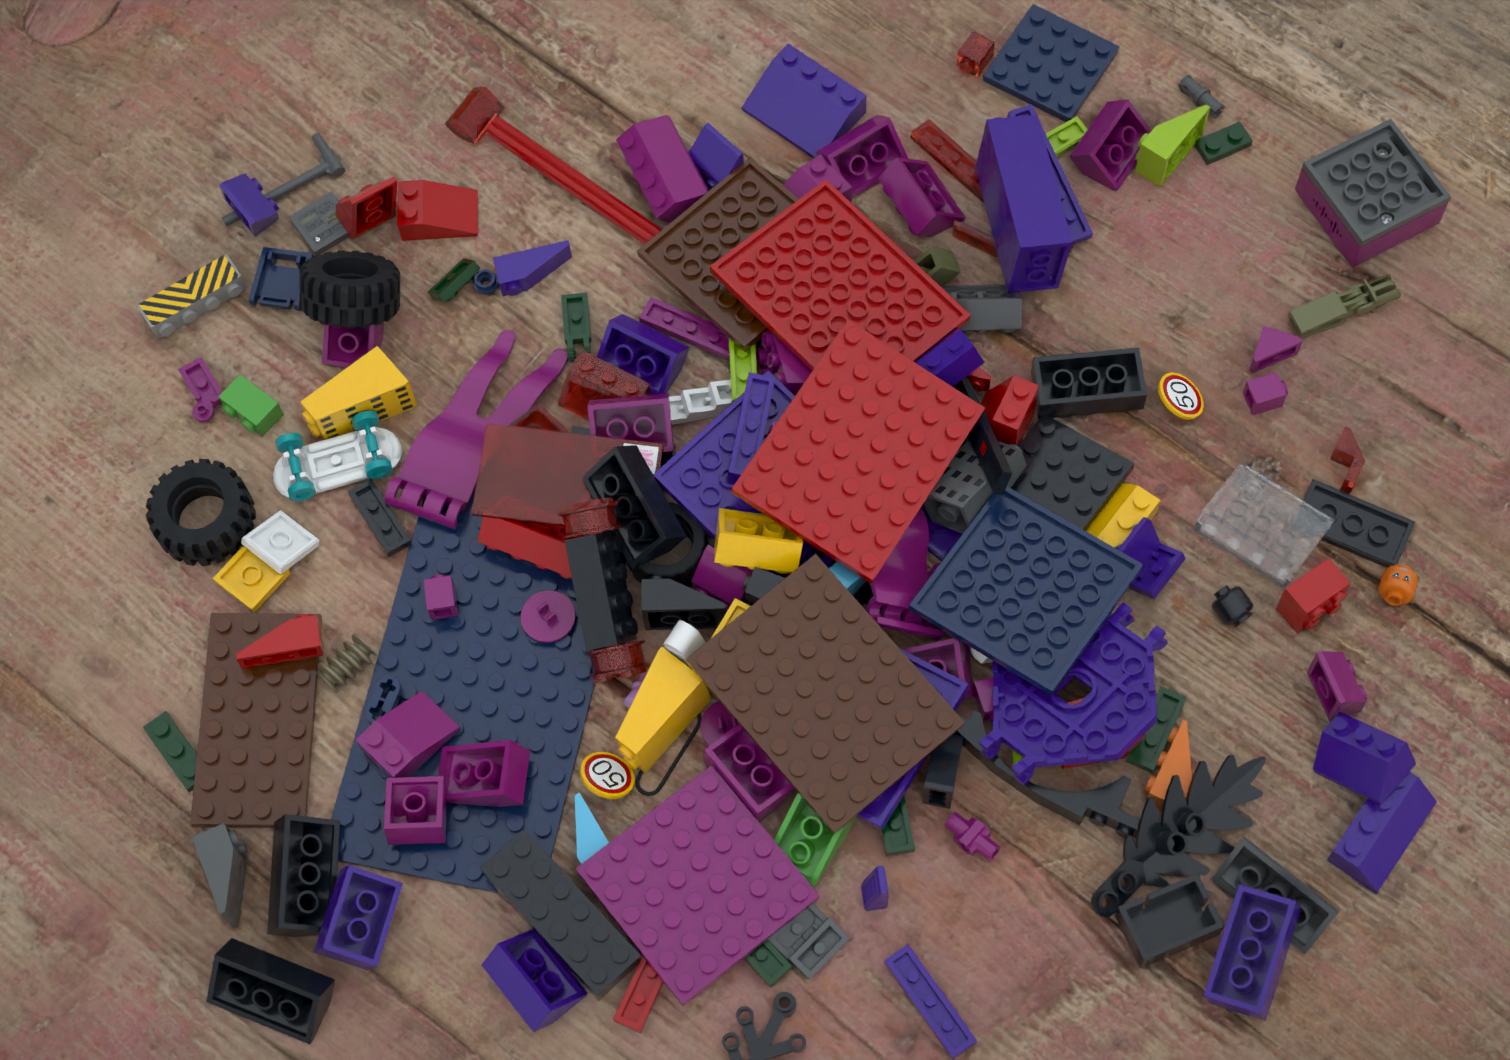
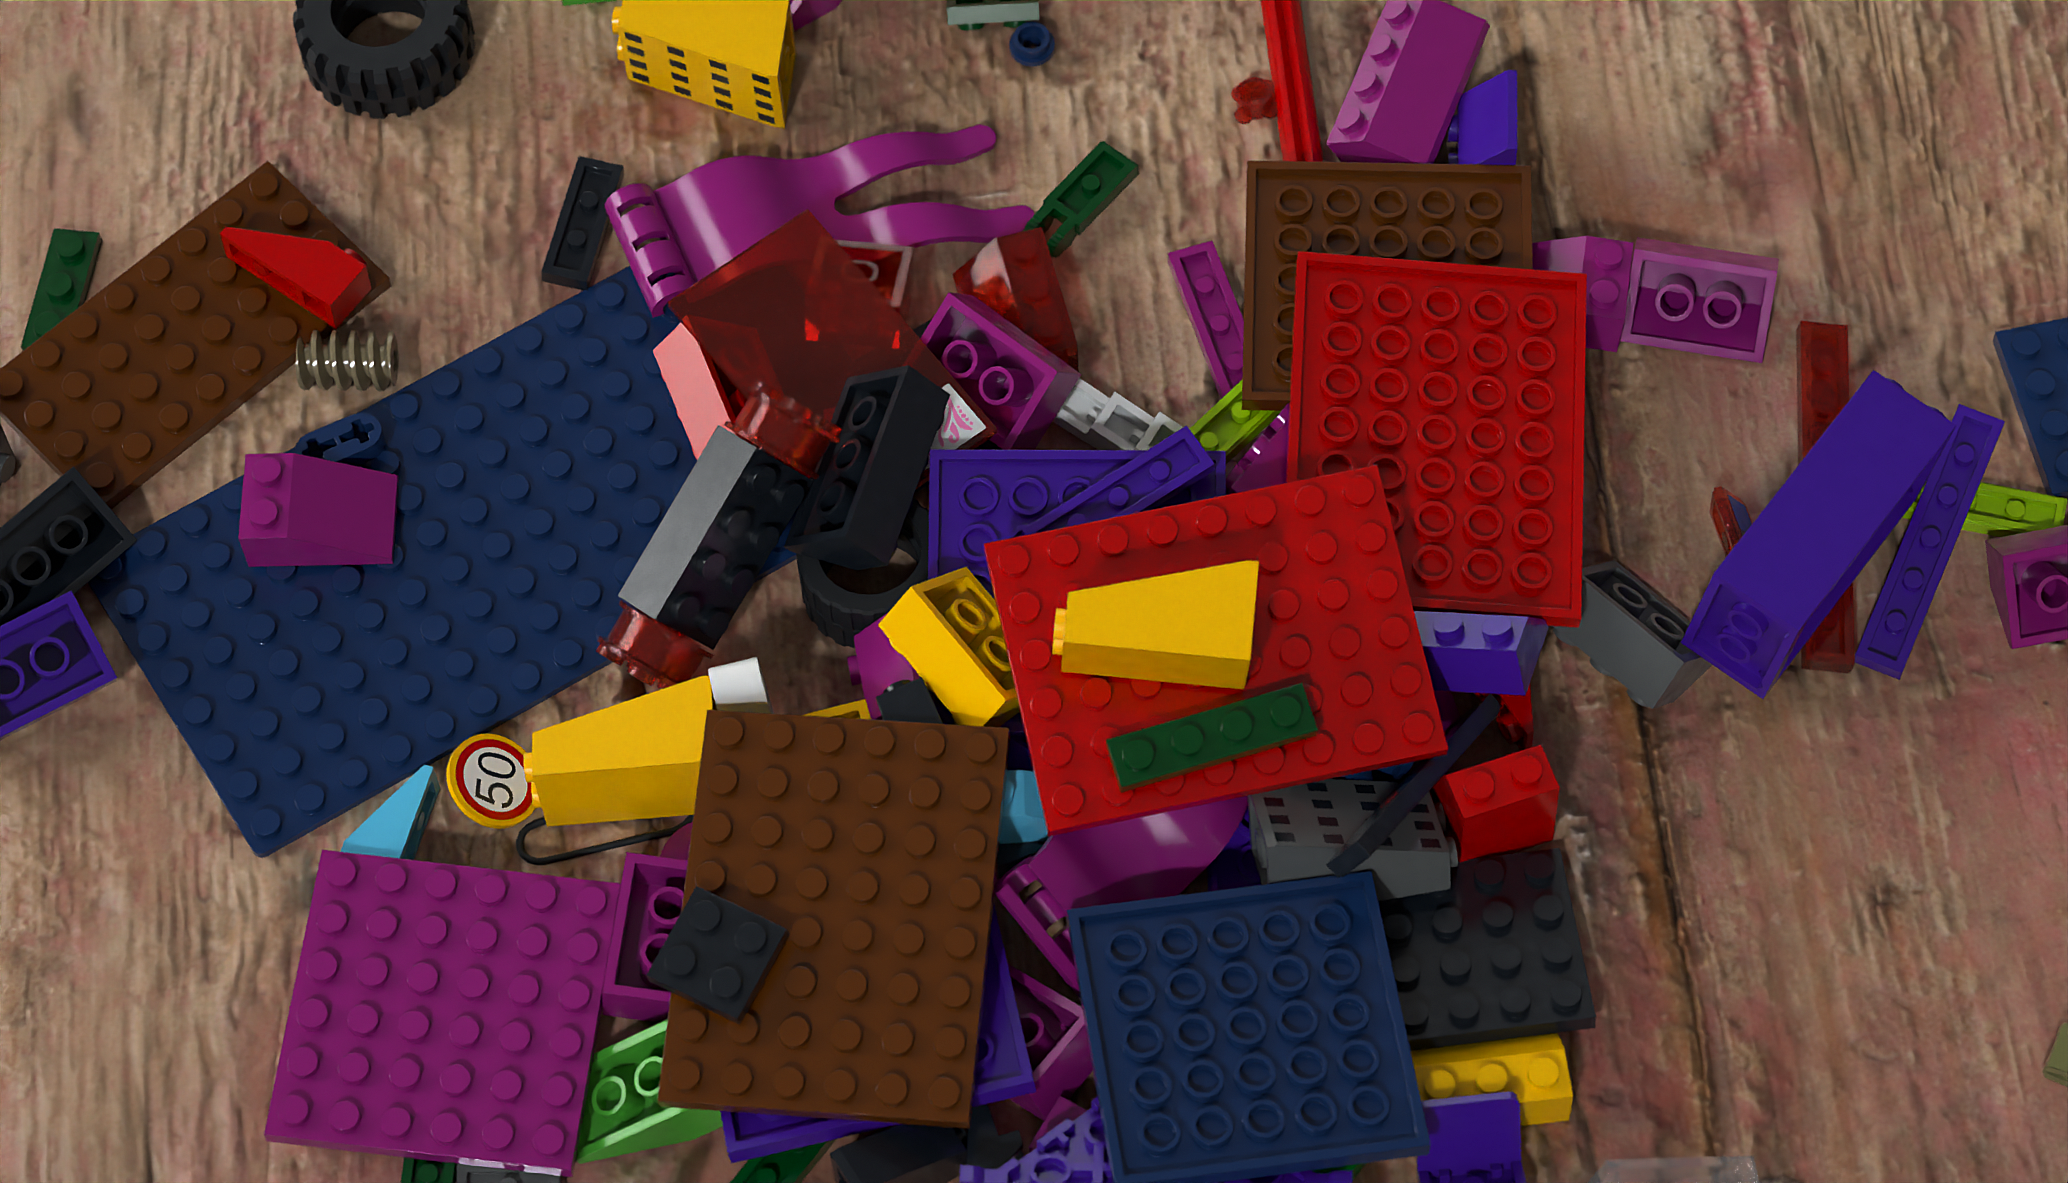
camera: 45 degrees right, 5 degrees down
(249, 579) = (363, 160): yellow plate -> none
(280, 542) = (437, 148): white tile -> none
(335, 461) = (610, 109): white piece -> none
(415, 810) = (223, 605): magenta slope -> none
(440, 597) = (539, 380): magenta brick -> none
(485, 773) = (351, 640): magenta slope -> none
(526, 268) = (1102, 71): dark purple slope -> none
(533, 979) = (144, 940): dark purple slope -> none
(548, 616) = (630, 518): magenta piece -> none
(561, 914) = (250, 891): black brick -> none
(602, 220) = (1250, 91): none -> clear red plate
(639, 997) = (229, 1084): red plate -> none
(643, 352) = (1119, 303): dark purple slope -> none
(668, 601) = (788, 638): black slope -> none
(800, 751) = (718, 955): none -> black plate
(804, 101) = (1702, 160): dark purple slope -> none
(851, 452) = (1163, 627): none -> yellow slope
(899, 484) = (1211, 737): none -> dark green plate
(920, 197) = (1718, 418): magenta slope -> none
(939, 264) = (1625, 526): olive slope -> none
(975, 54) = (2013, 294): clear red brick -> none
(1089, 383) = (1660, 860): black brick -> none
(1180, 396) = (1773, 994): piece -> none
(1265, 393) = (1900, 1100): magenta brick -> none
(1273, 348) = (1980, 1050): magenta slope -> none

